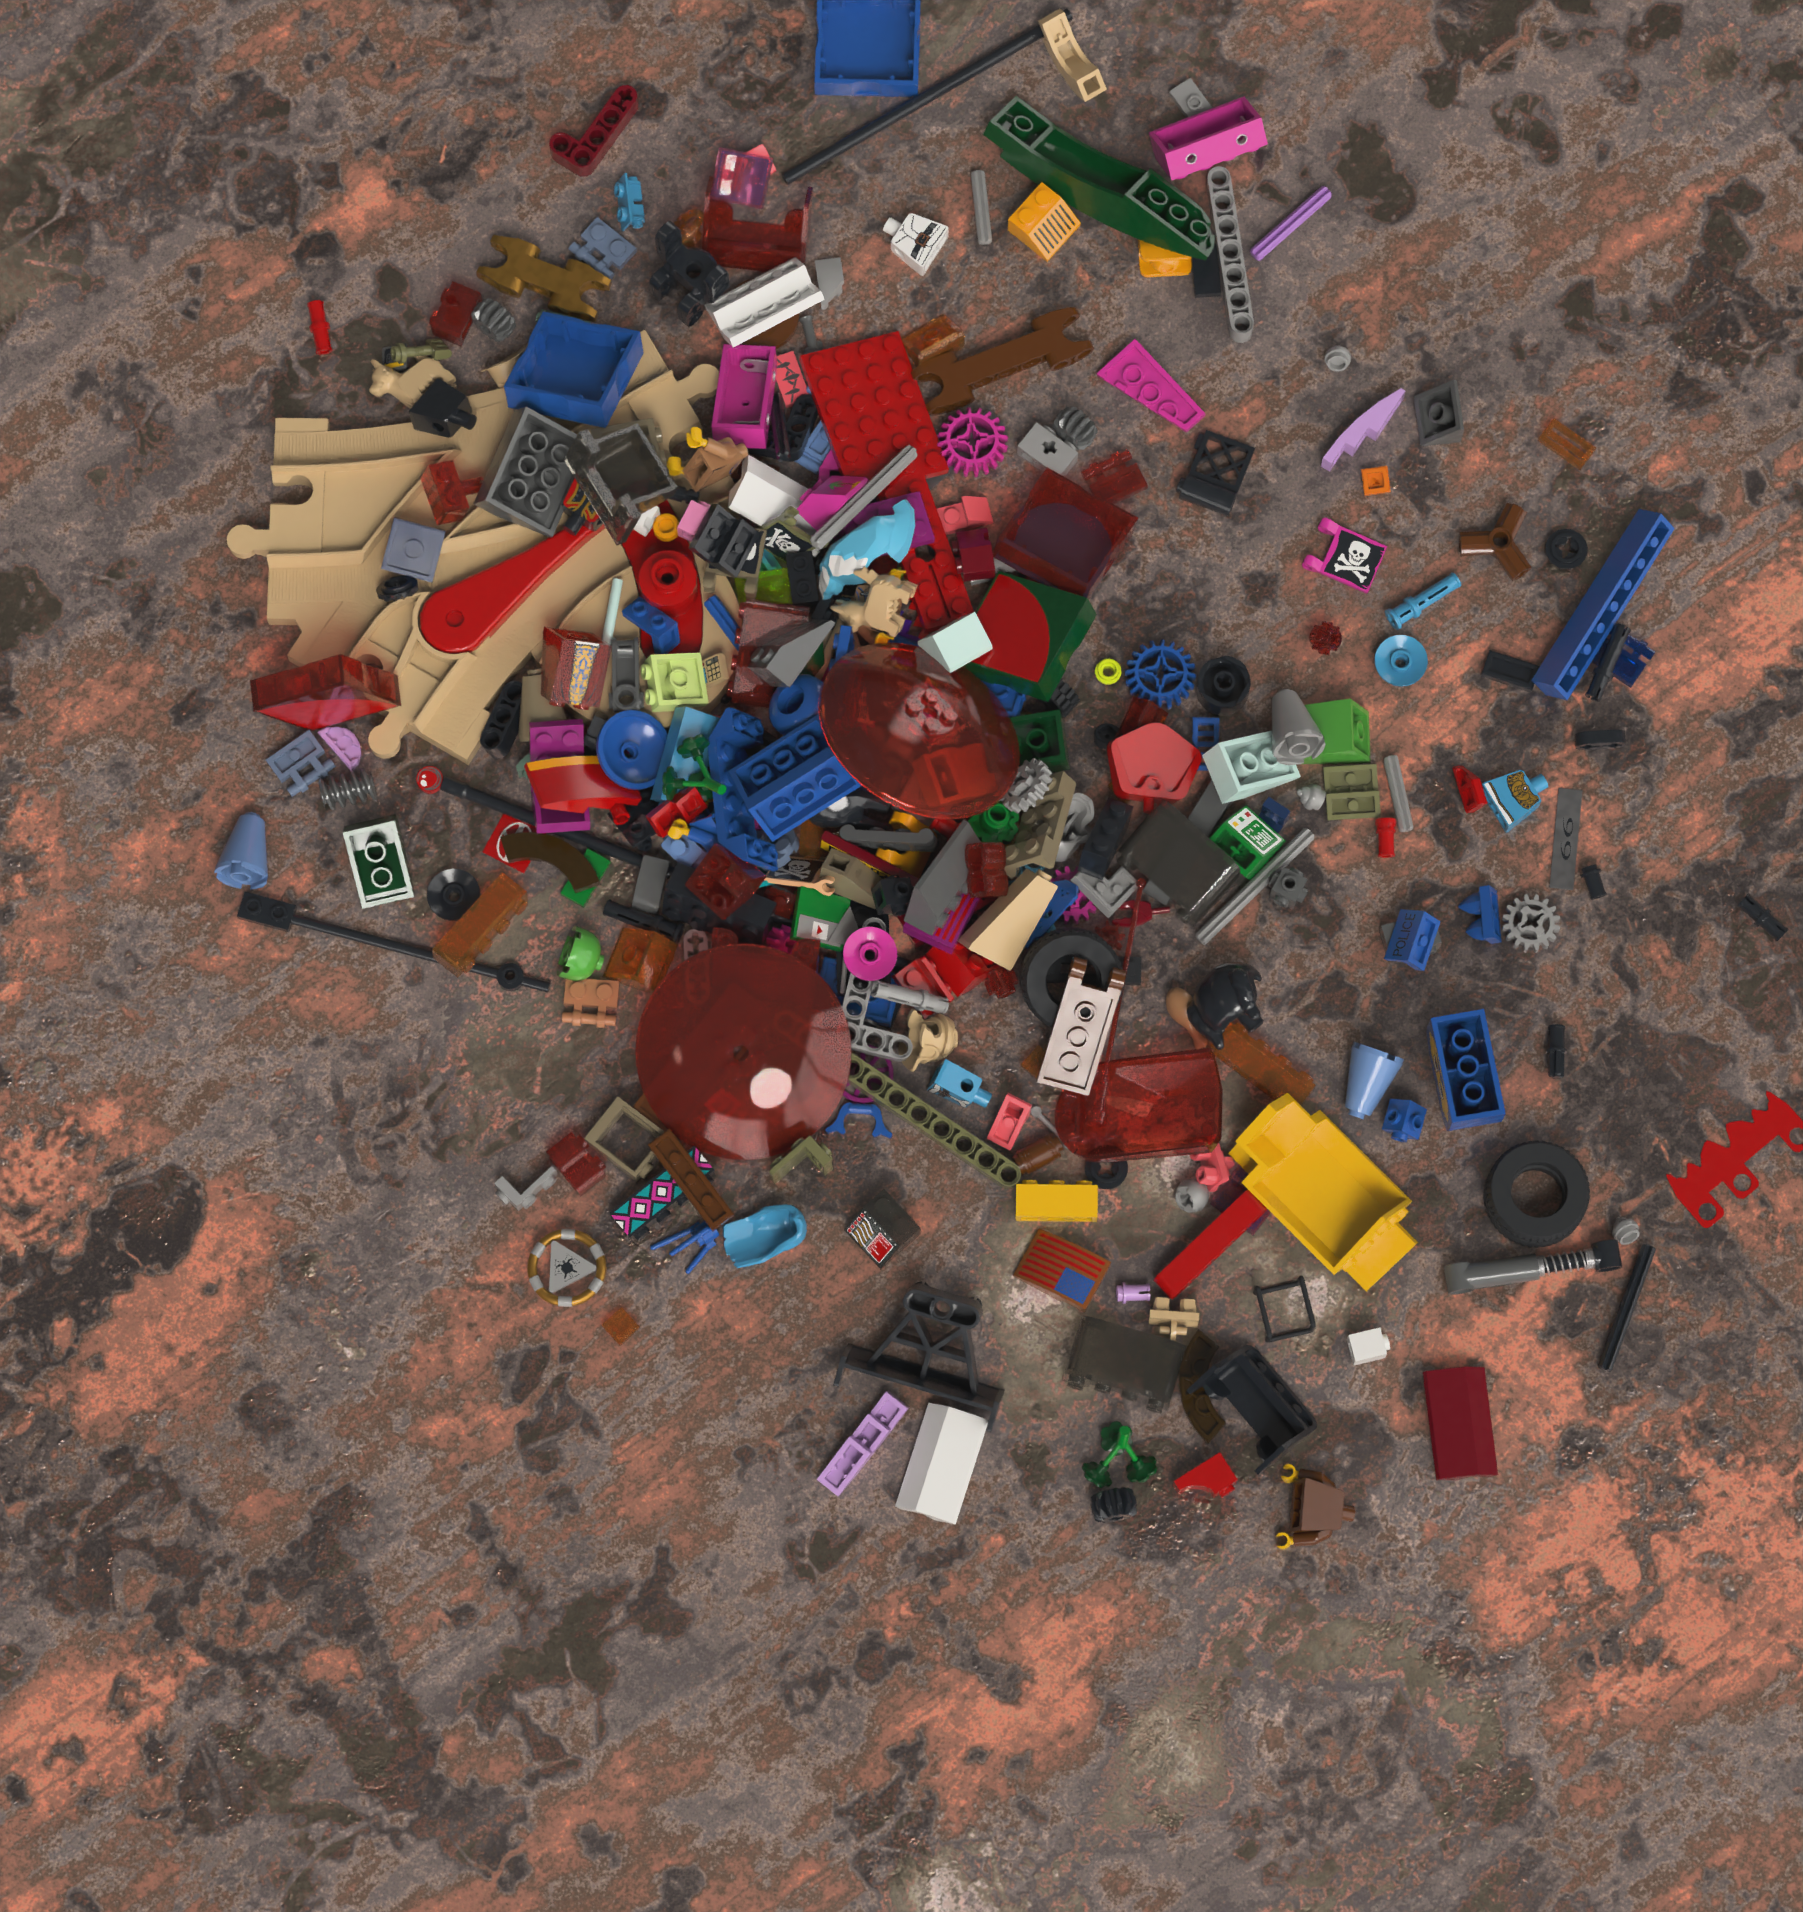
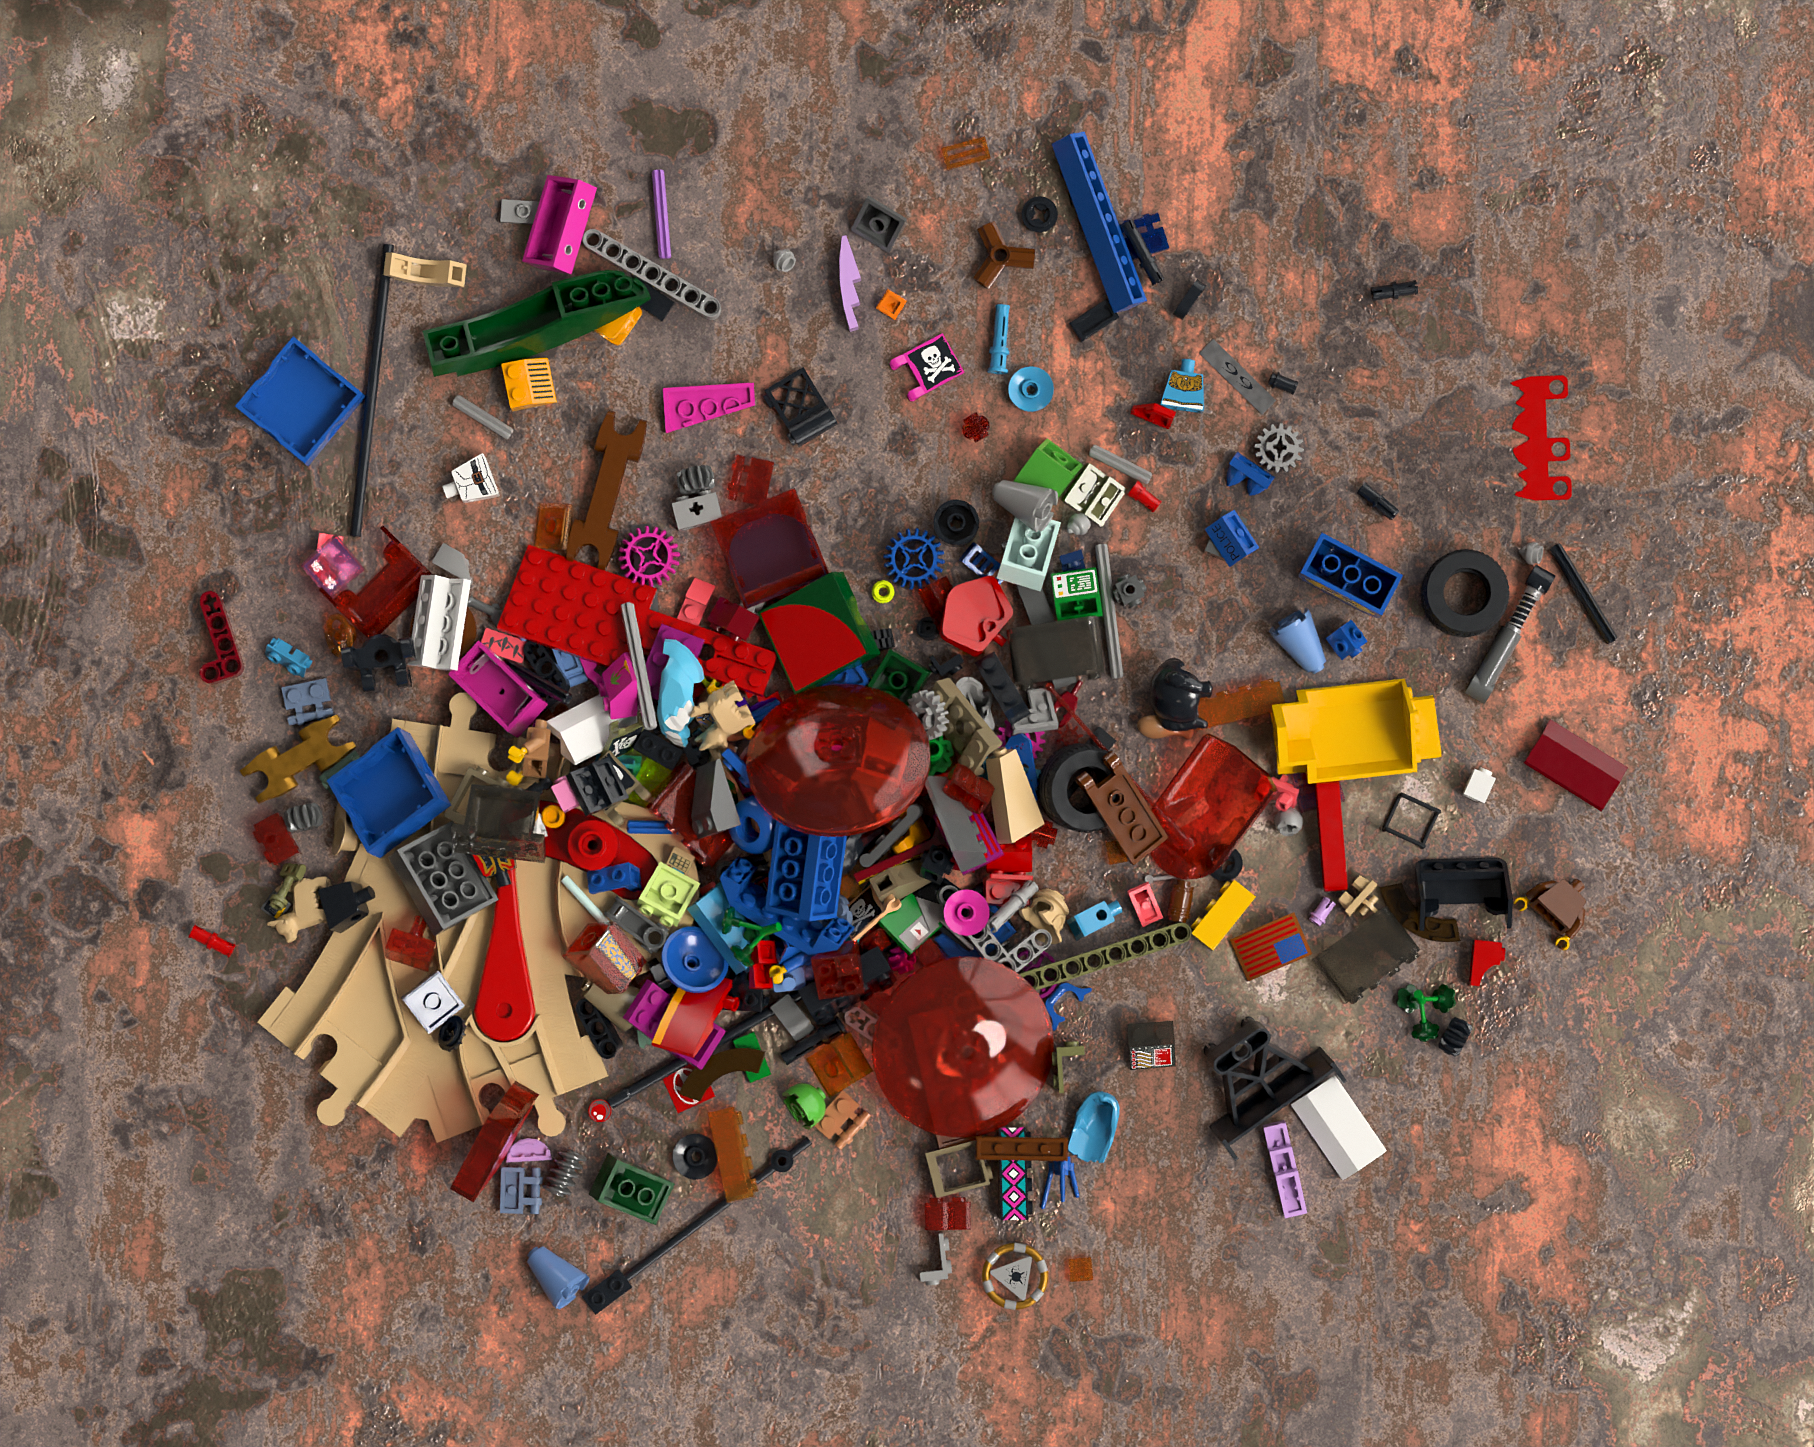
camera: 50 degrees left, 10 degrees up
(957, 642) = (791, 683): light aqua slope -> none
(1088, 781) = (952, 666): none -> black bracket

